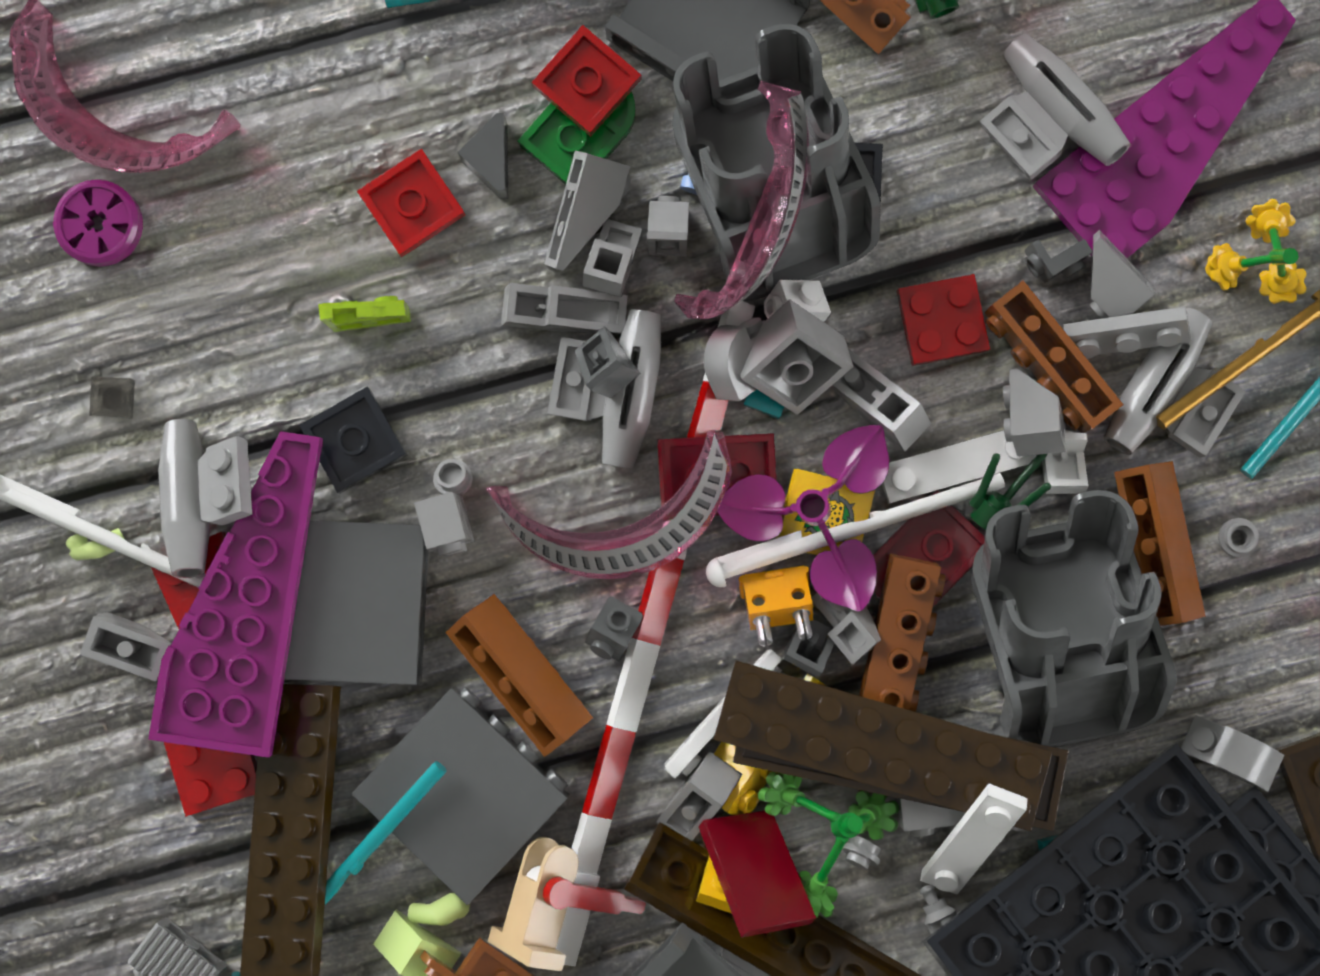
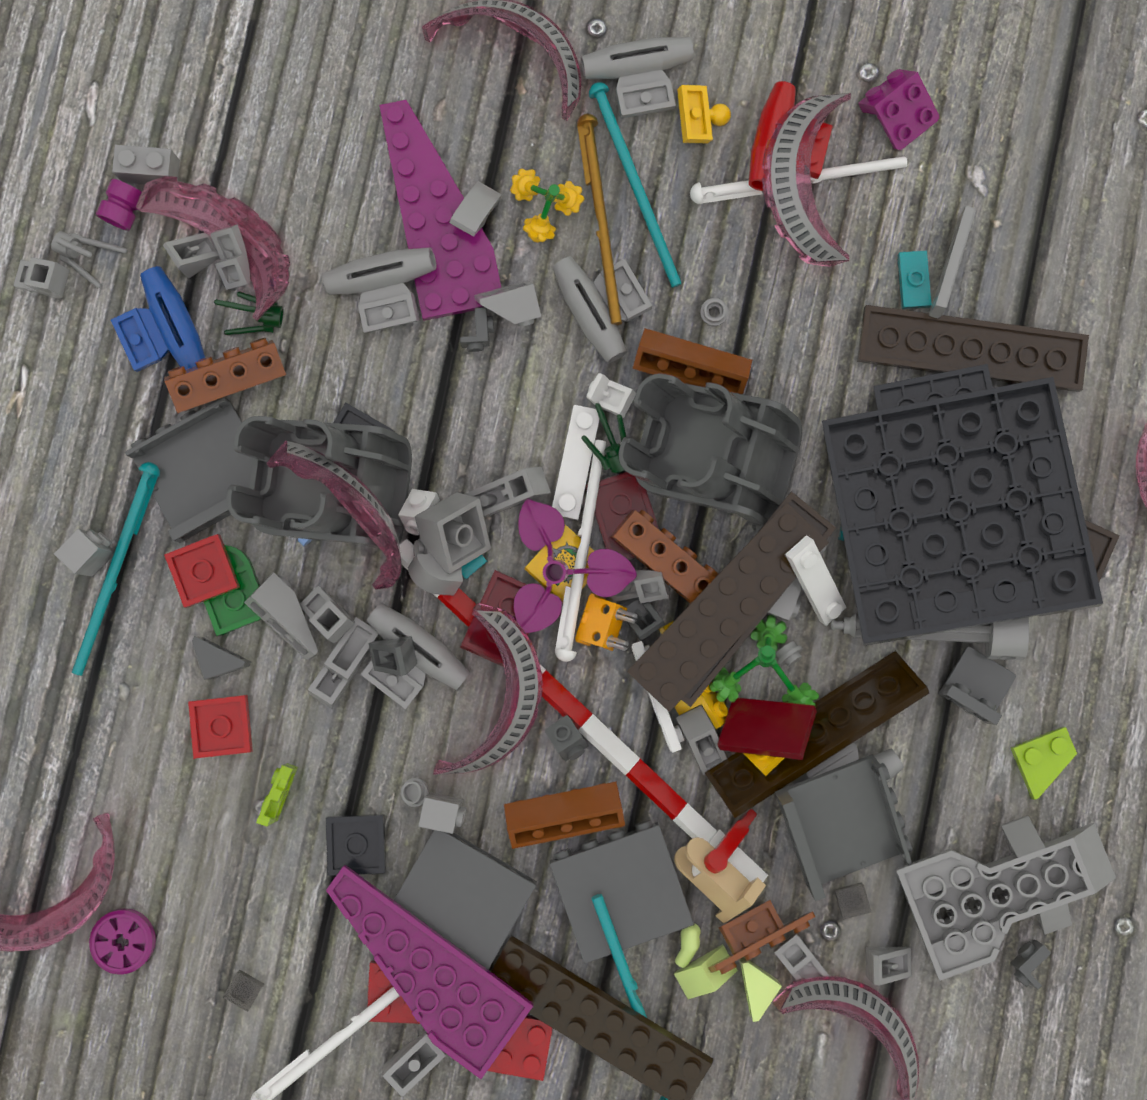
camera: 65 degrees left, 0 degrees up
(84, 550) = (333, 1061): yellowish green arm -> none
(199, 491) = (337, 964): light grey plate -> none
(668, 227) = (325, 568): light grey slope -> none
(943, 320) = (479, 423): red plate -> none
(1035, 417) = (572, 400): light grey slope -> none
(1052, 358) = (540, 368): dark orange brick -> none
(1130, 332) = (549, 313): light grey plate -> none
(1207, 175) = (475, 208): none -> light grey slope
(1232, 752) = (845, 388): light grey brick -> none

